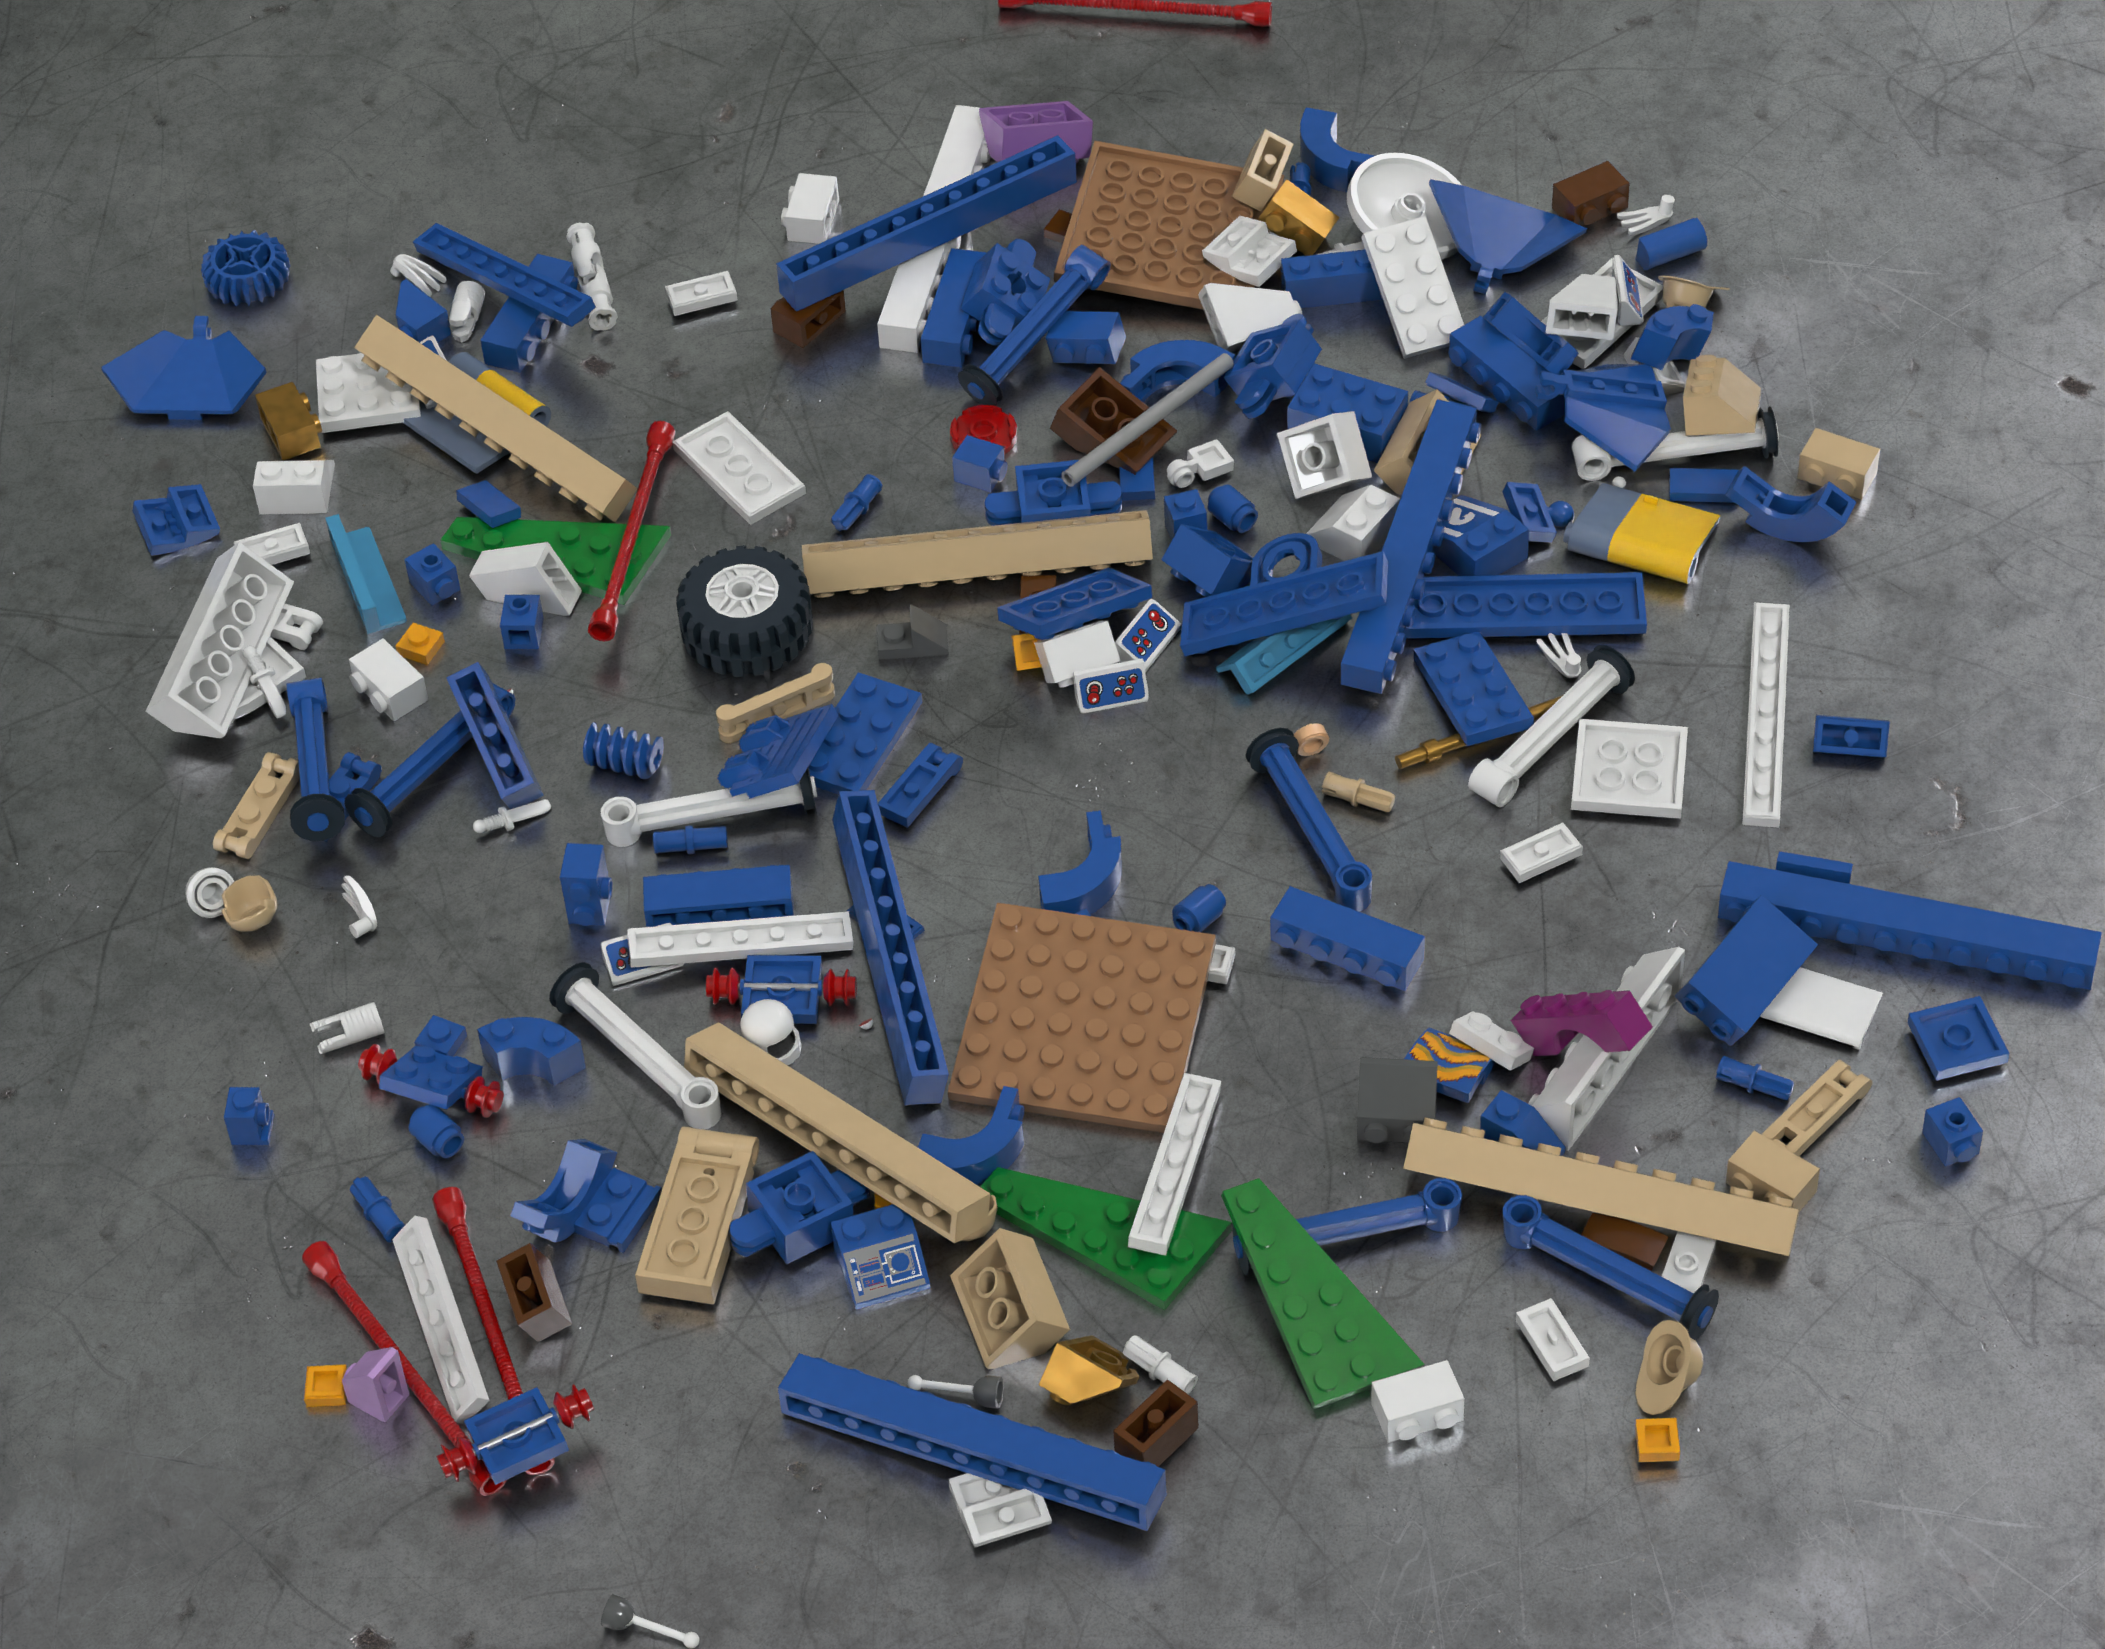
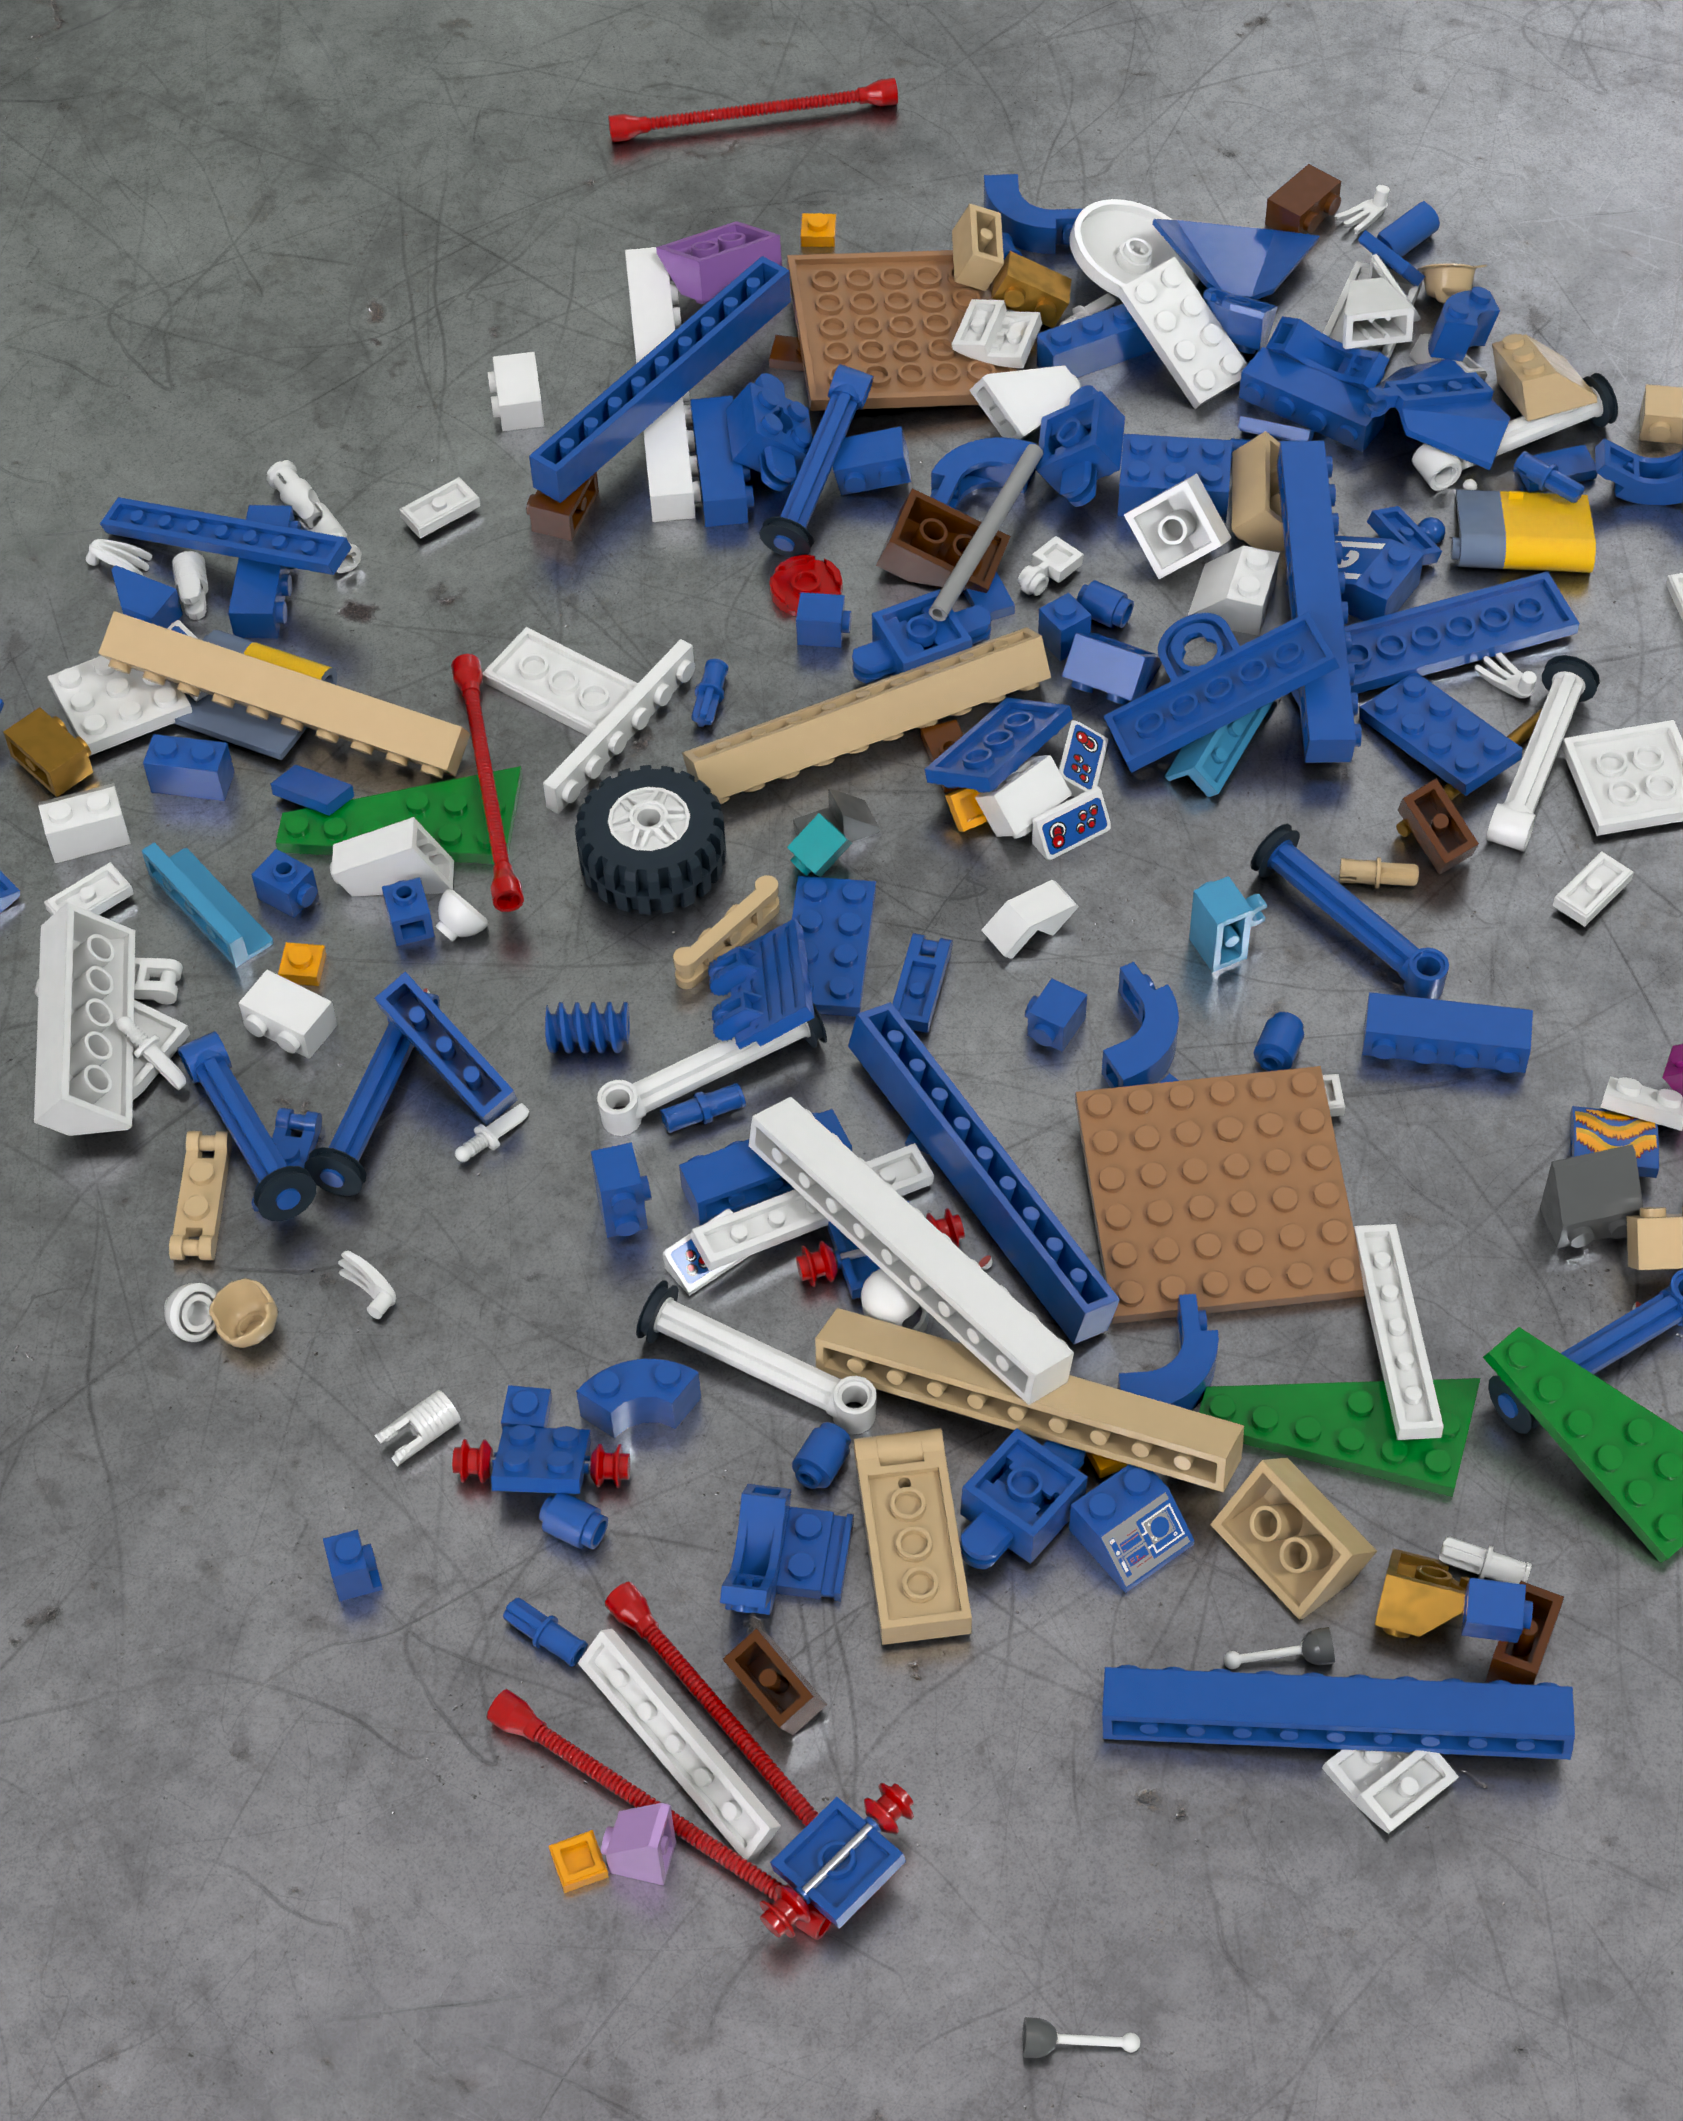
camera: 20 degrees left, 5 degrees up
(395, 461) = (189, 767): none -> blue brick
(561, 635) = (458, 917): none -> white brick
(655, 1135) = (821, 1456): none -> blue brick
(767, 510) = (619, 726): none -> white plate
(789, 987) = (911, 1251): none -> white brick
(882, 650) = (818, 846): none -> teal brick
(1019, 839) = (1056, 1014): none -> blue brick
(1047, 749) = (1039, 909): none -> white slope
(1125, 1391) = (1495, 1610): none -> blue brick
(1143, 125) = (818, 230): none -> light orange plate
(1193, 797) = (1223, 922): none -> dark azure brick
(1311, 739) = (1308, 826): light nougat tile -> none
(1421, 764) = (1437, 826): none -> reddish brown brick
(1473, 284) = (1242, 318): none -> blue slope
(1637, 262) = (1391, 258): none -> blue tile
(1685, 490) = (1548, 477): none -> blue axle

